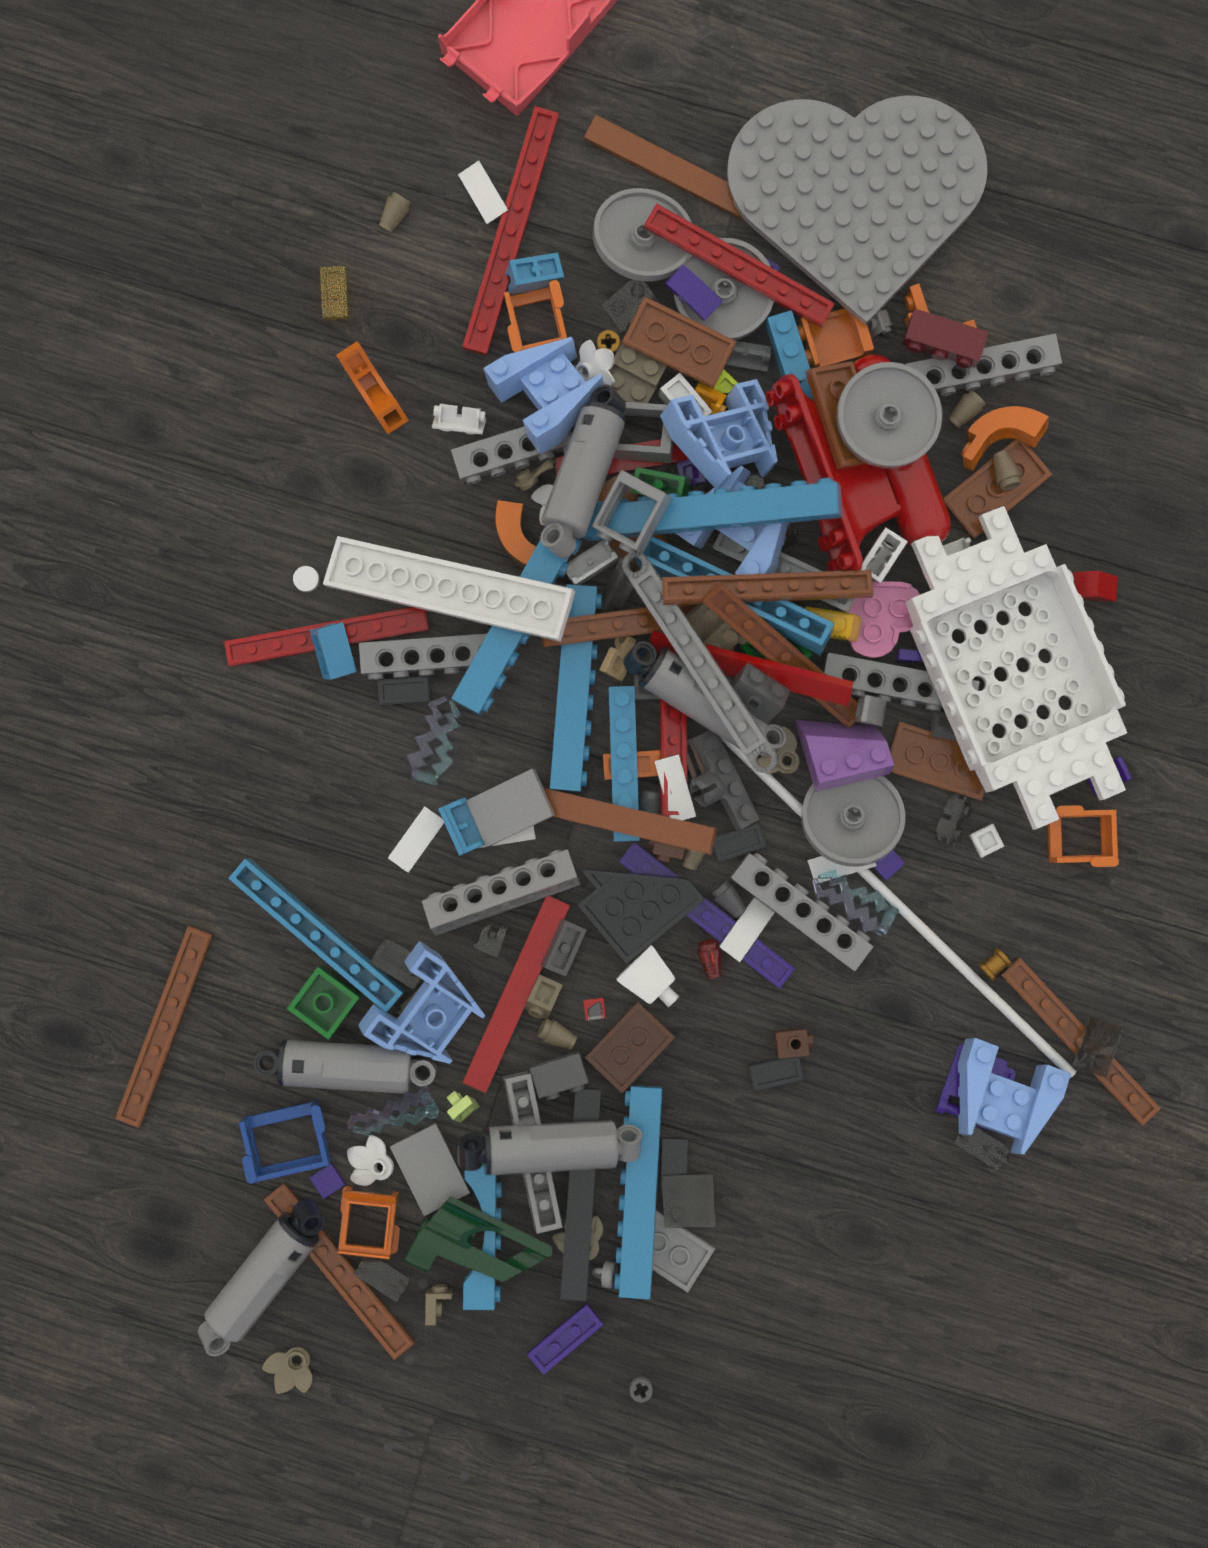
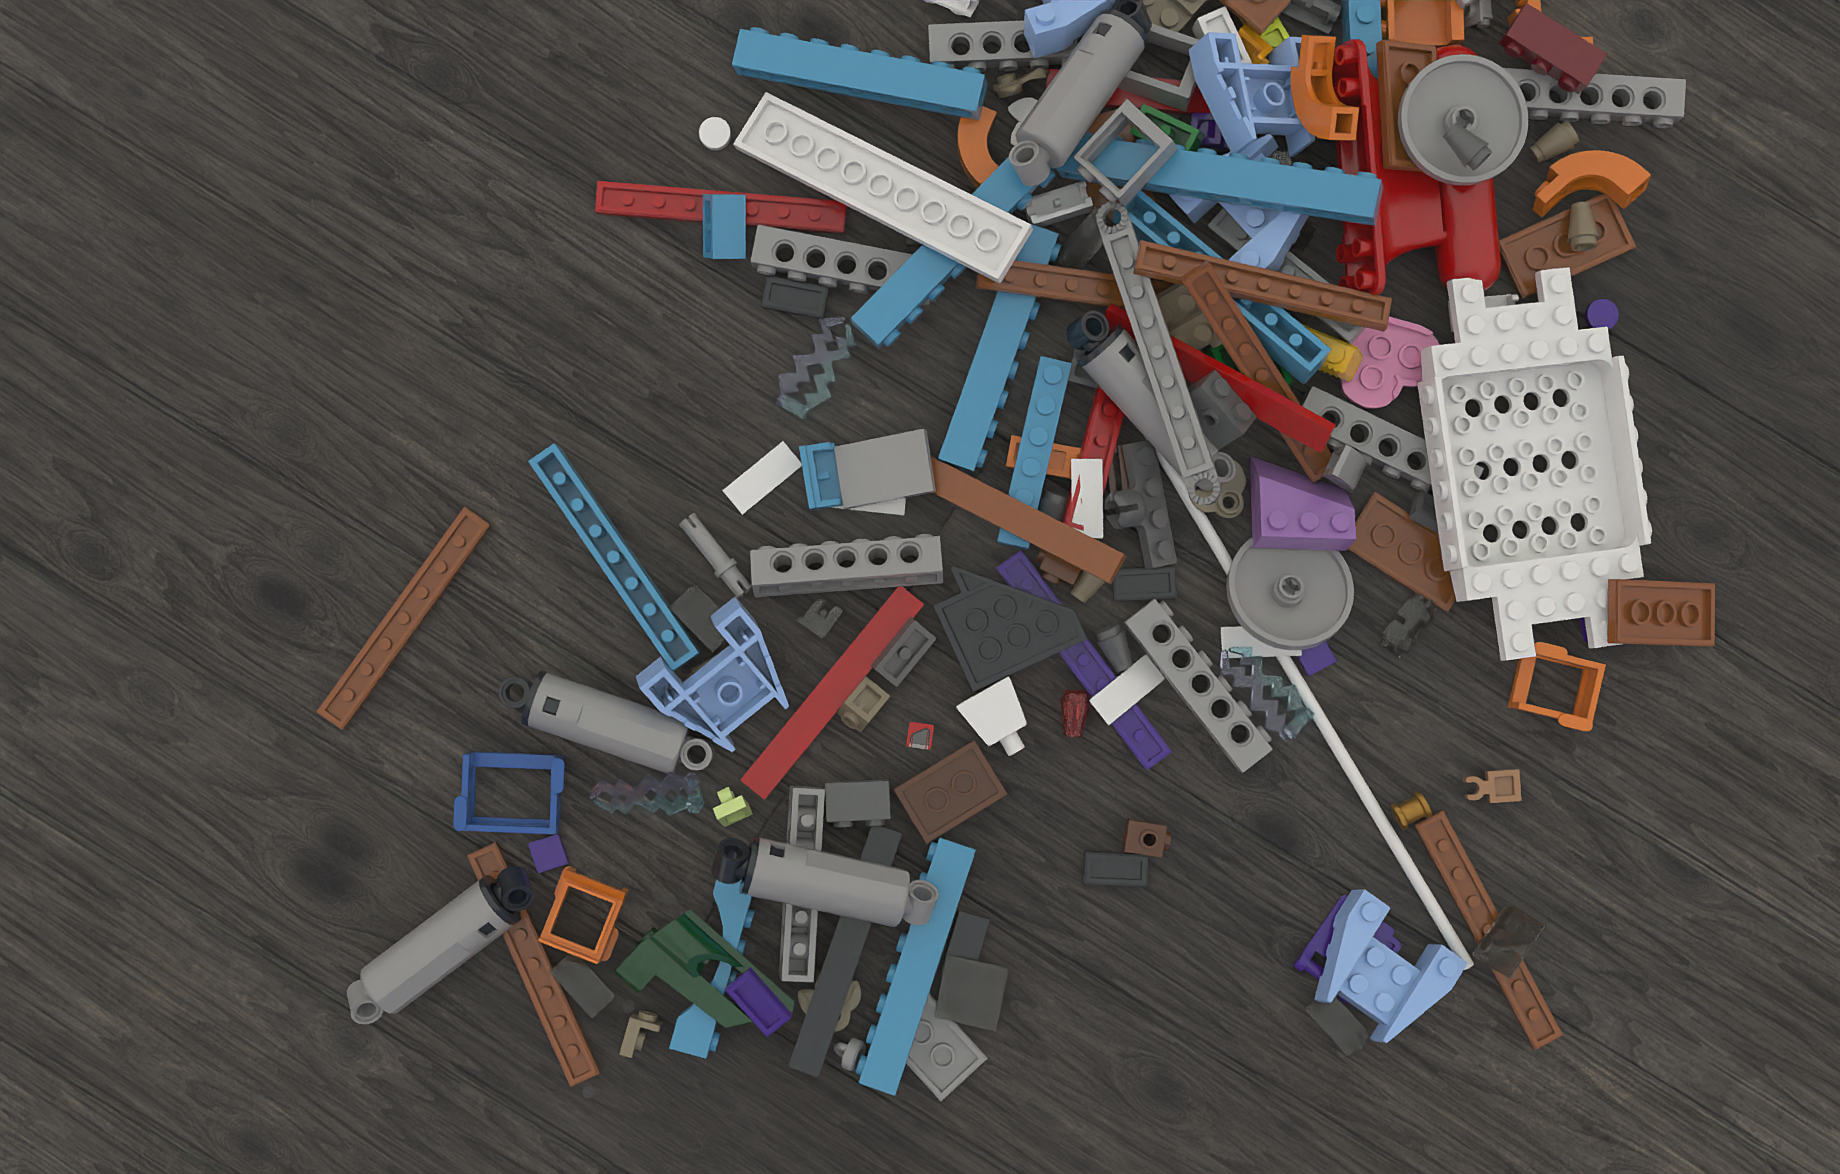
camera: 10 degrees right, 0 degrees up
(289, 1372) = (440, 1068): dark tan plate -> none
(324, 1002) = (603, 639): green brick -> none
(366, 1160) = (601, 841): white plate -> none
(396, 911) = (715, 555): none -> light grey pin
(407, 502) = (859, 73): none -> dark azure brick
(429, 1168) = (673, 871): light grey tile -> none
(523, 1254) = (758, 1002): none -> dark purple tile
(555, 1034) = (866, 753): dark tan cone -> none
(565, 1338) = (780, 1116): dark purple plate -> none
(613, 662) = (1053, 330): tan plate -> none
(767, 425) = (1314, 92): none -> orange arch
(881, 555) = (1408, 287): white torso -> none
(897, 436) = (1467, 146): none -> dark grey cone
(908, 656) = (1407, 417): dark purple tile -> none
(986, 840) = (1440, 661): white tile -> none
(1039, 534) = (1601, 314): none -> dark purple tile
(1058, 926) = (1498, 786): none -> medium nougat plate
(1096, 585) = (1653, 393): red slope -> none
(1148, 757) = (1661, 613): none -> dark orange tile

